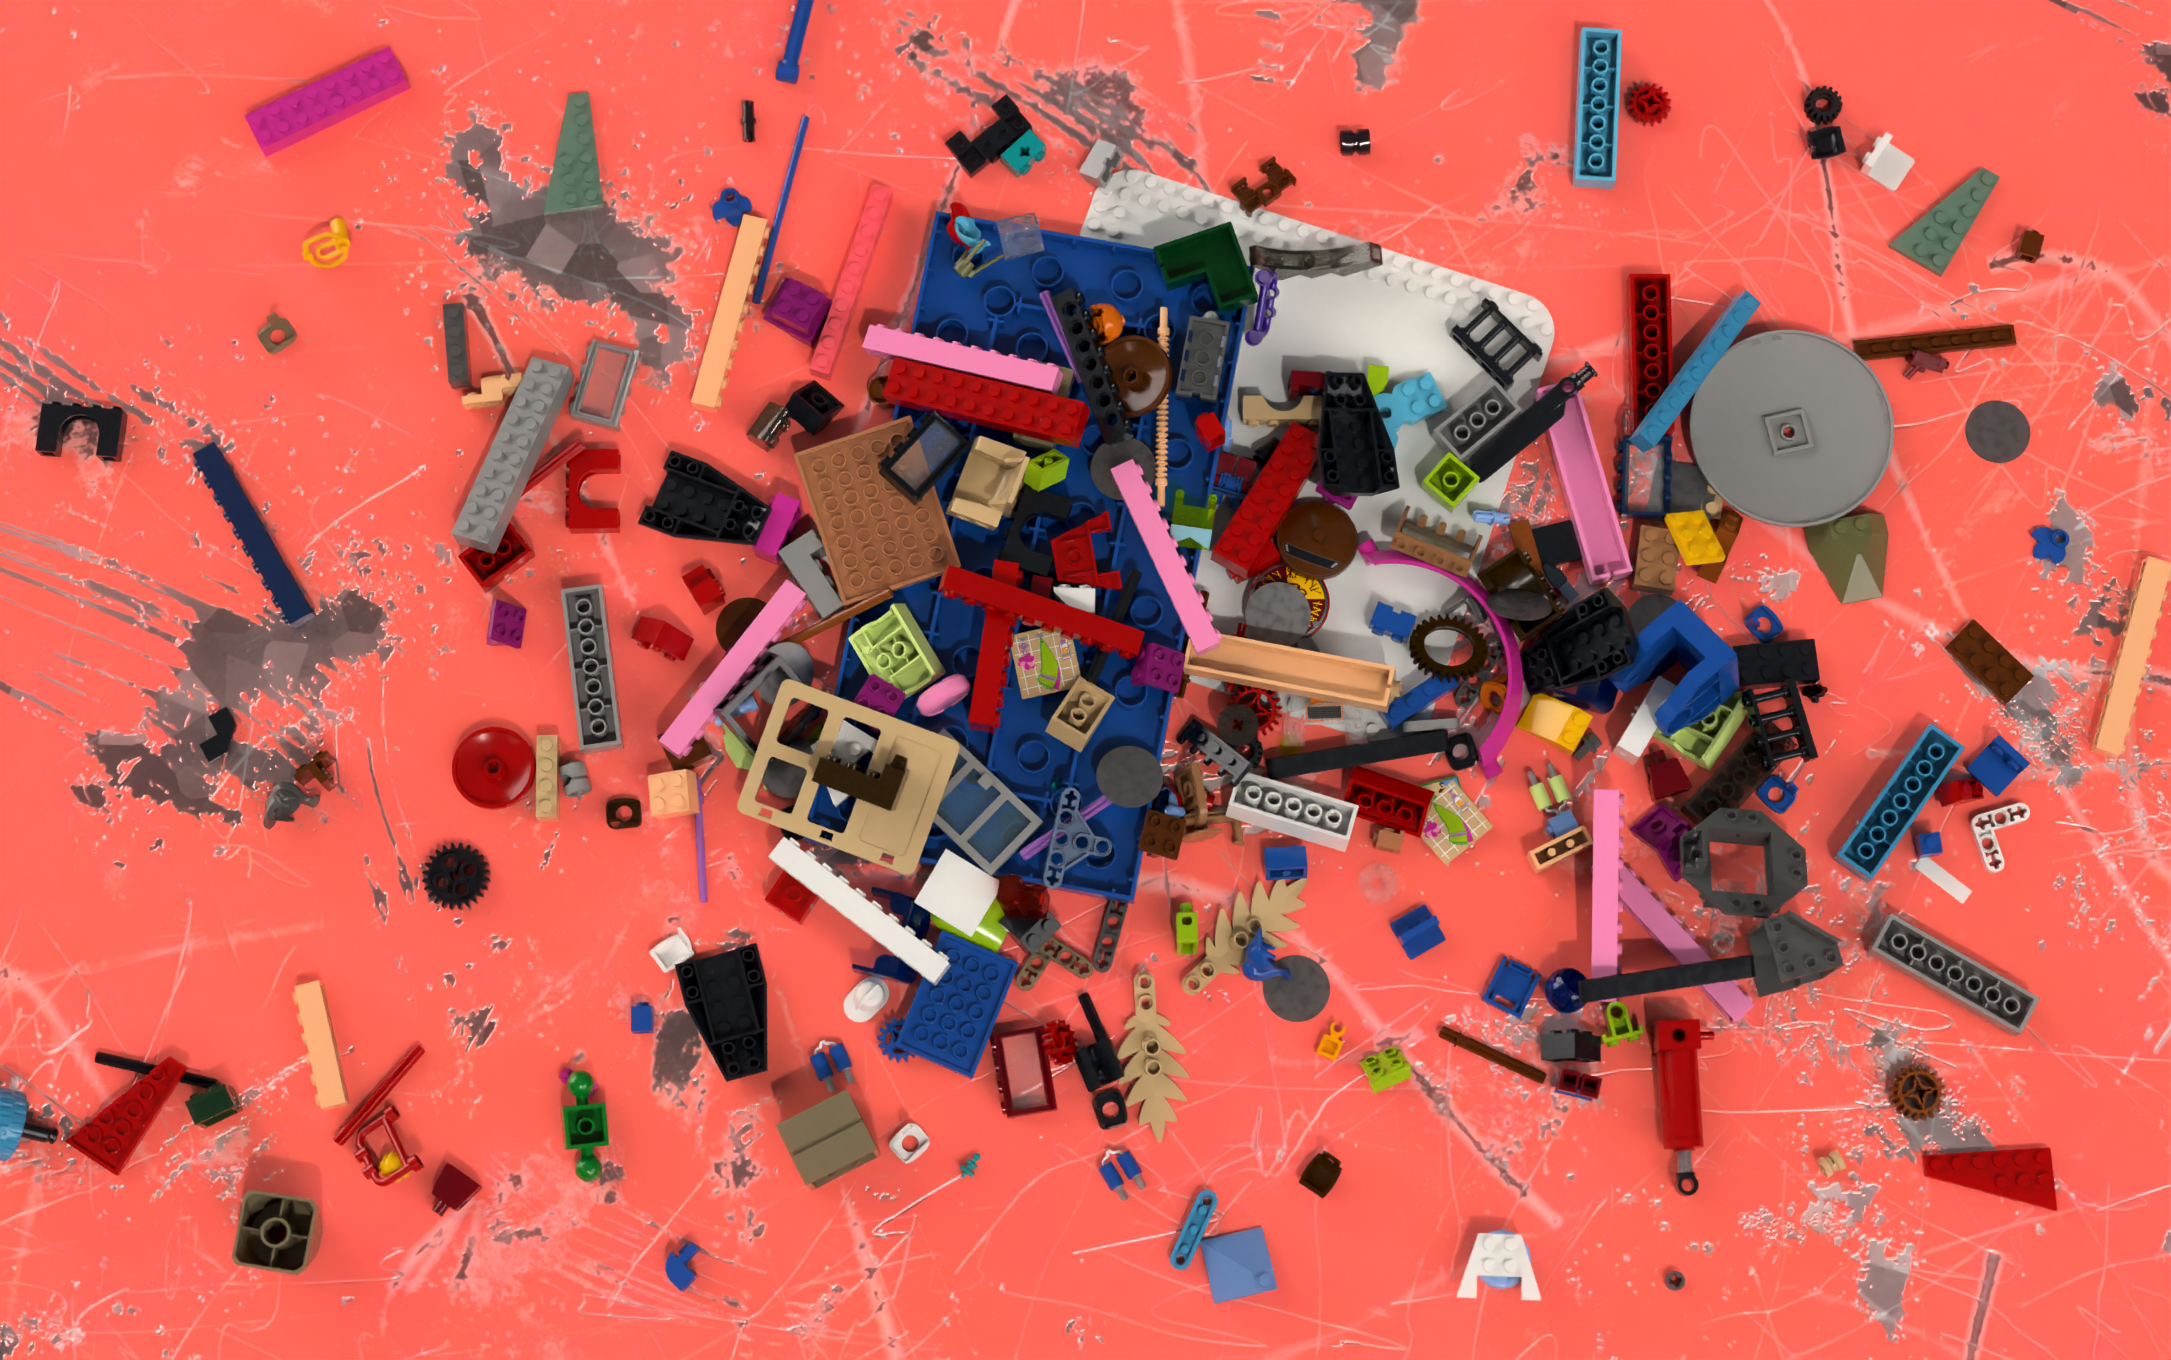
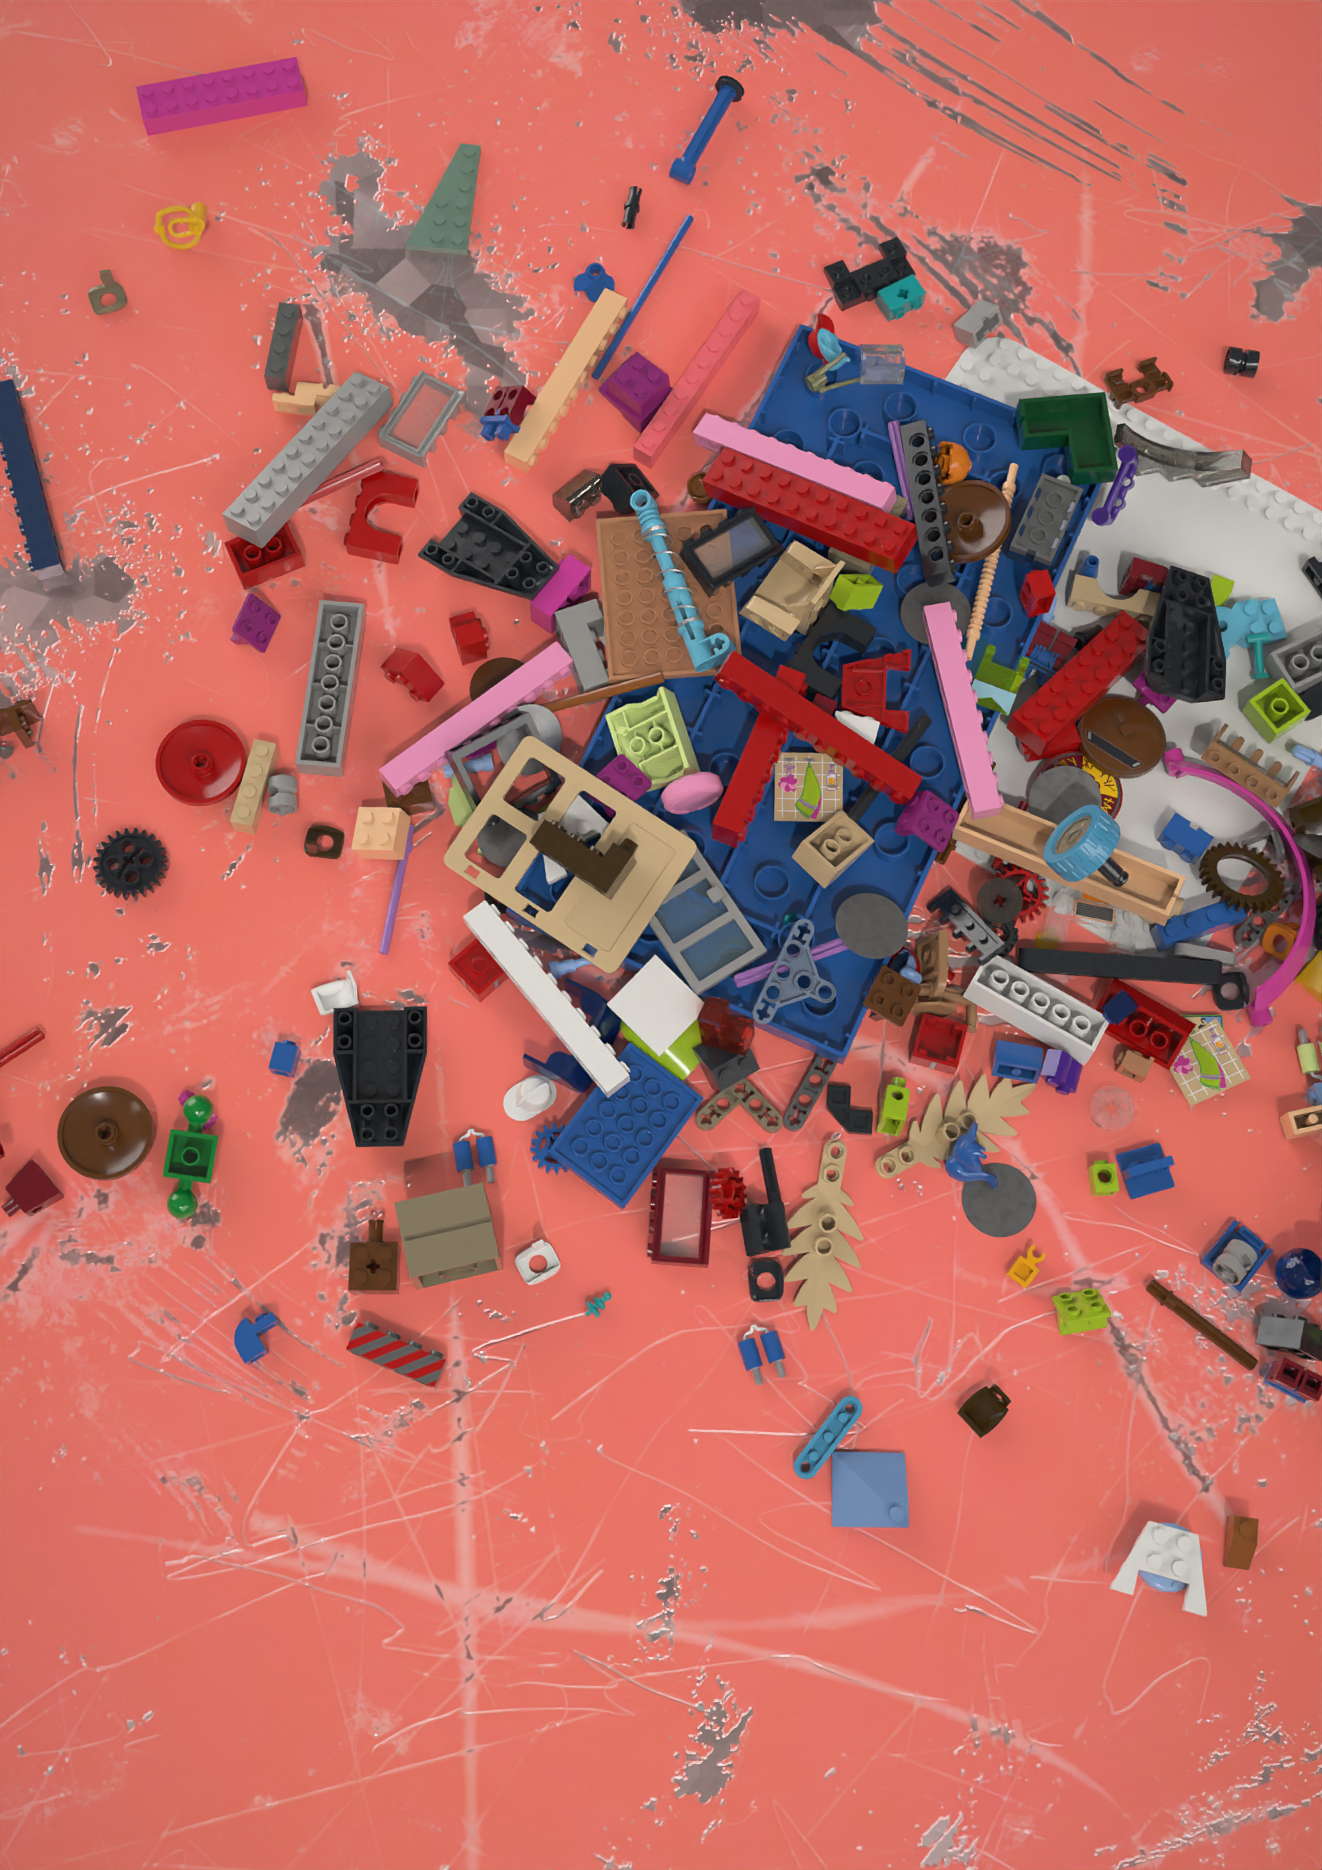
camera: 10 degrees right, 5 degrees down
(485, 1118) = (87, 1122): none -> reddish brown dish
(682, 362) = (505, 412): none -> dark red hips
(758, 1174) = (365, 1254): none -> reddish brown brick
(809, 1252) = (397, 1355): none -> brick
(869, 874) = (567, 966): none -> light blue piece
(904, 538) = (675, 588): none -> medium azure piece
(1152, 950) = (851, 1120): none -> black tile
(1213, 863) = (938, 1043): none -> red container
(1254, 390) = (1089, 567): none -> blue cone
(1299, 662) = (1085, 845): none -> dark azure wheel
(1325, 863) = (1061, 1071): none -> dark purple brick
(1363, 795) = (1119, 1007): none -> clear blue brick
(1381, 958) = (1096, 1186): none -> lime brick
(1420, 419) = (1257, 640): none -> teal piece
(1509, 994) = (1234, 1262): none -> light grey wheel
(1560, 1231) = (1240, 1541): none -> dark orange slope

